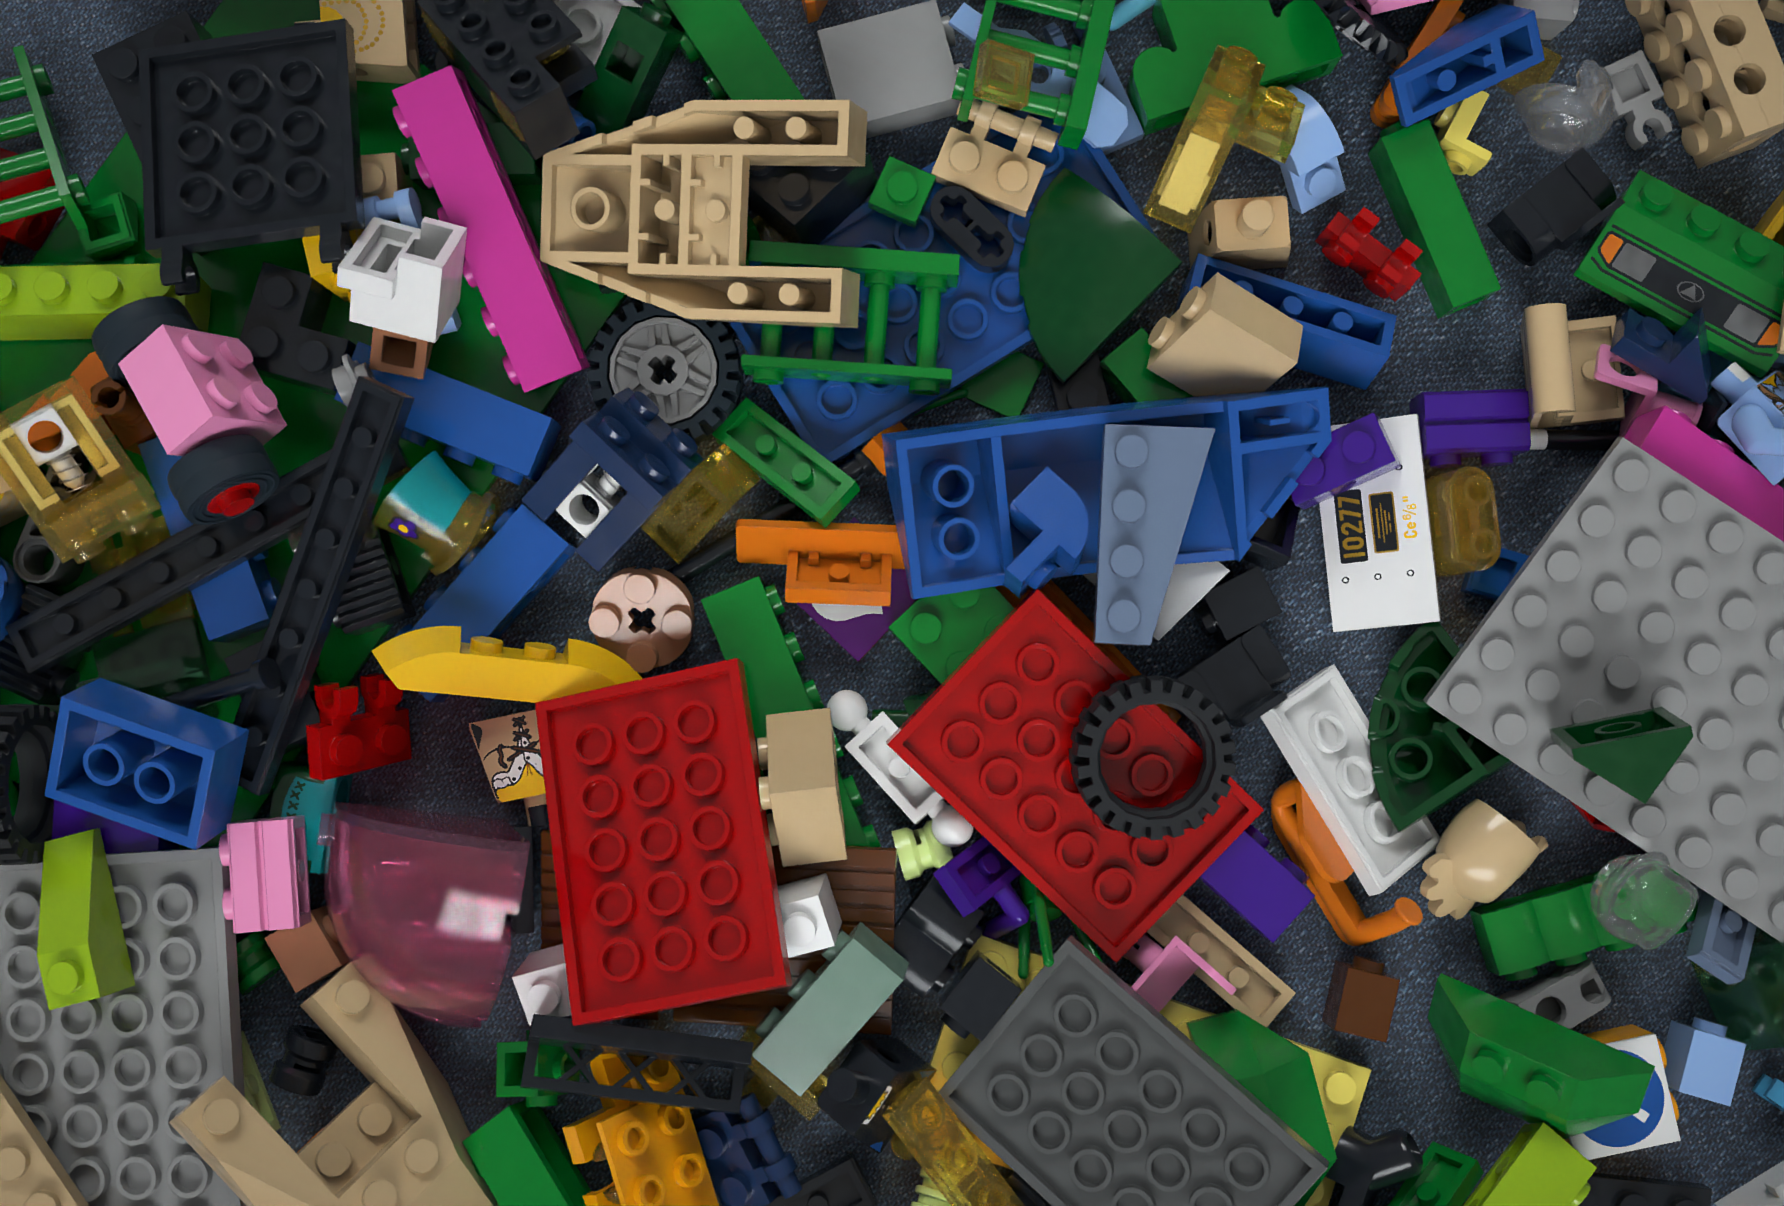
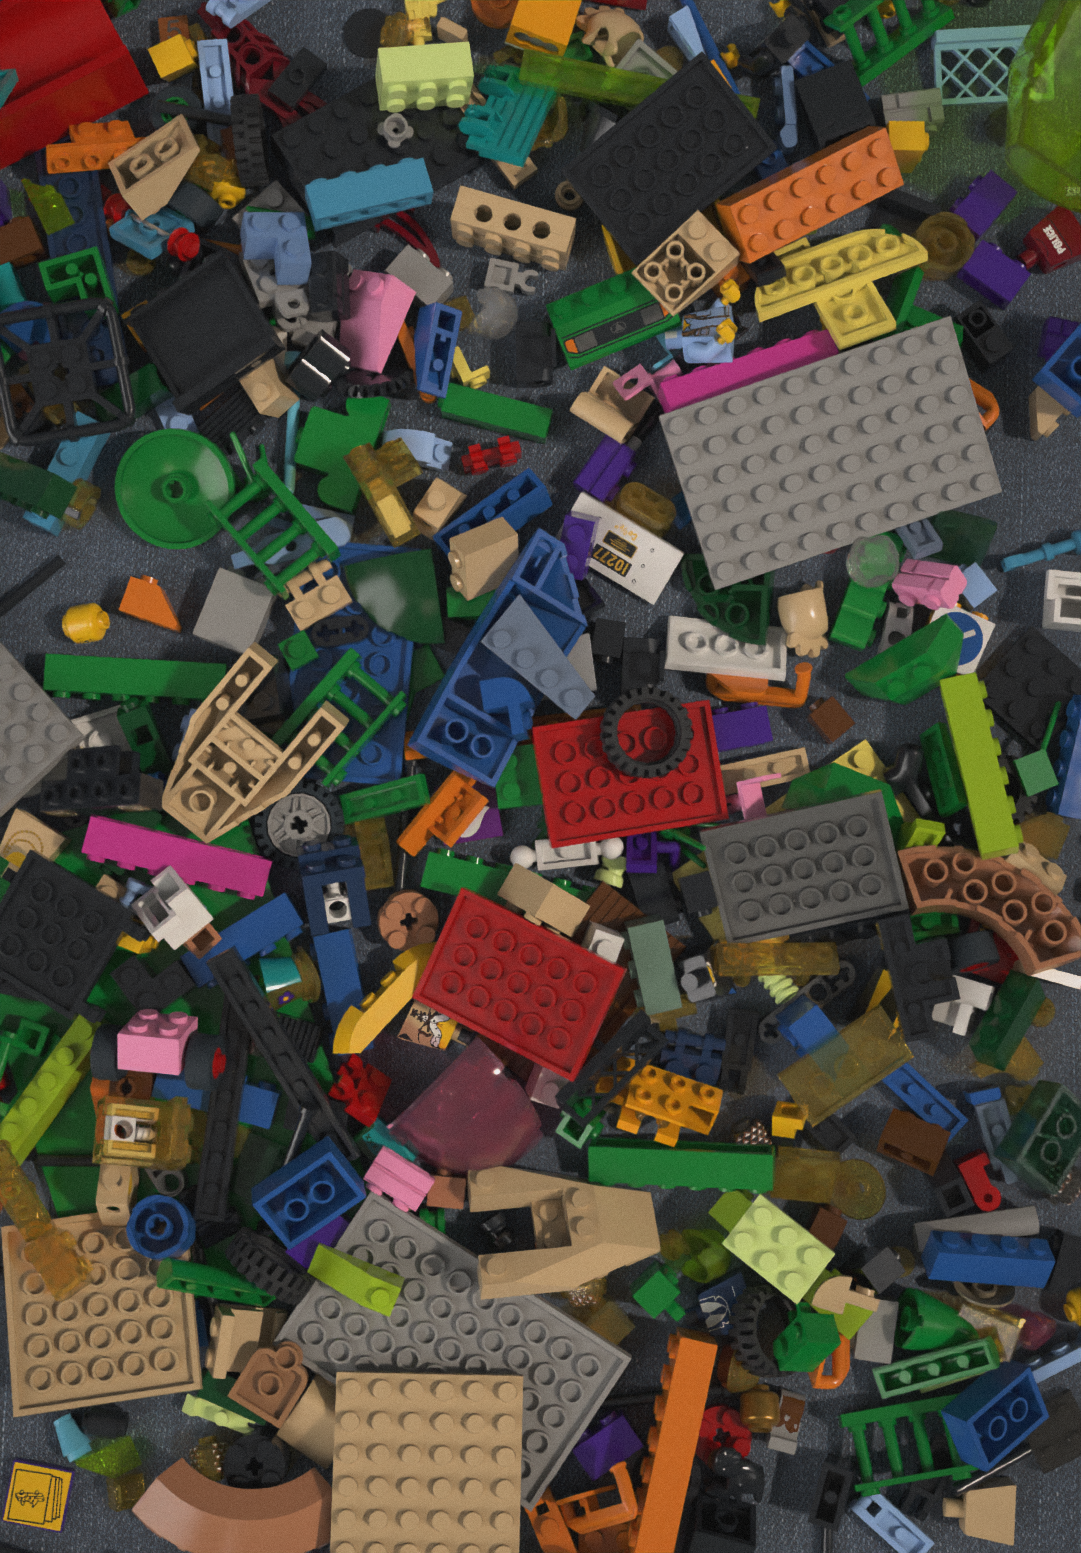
camera: 60 degrees left, 0 degrees up
(347, 375) = (200, 971): light grey plate -> none
(1003, 74) = (284, 566): clear yellow tile -> none
(1628, 748) = (796, 523): dark green slope -> none
(1666, 1004) = (929, 584): none -> bright pink brick
(1673, 359) = (644, 357): dark blue slope -> none

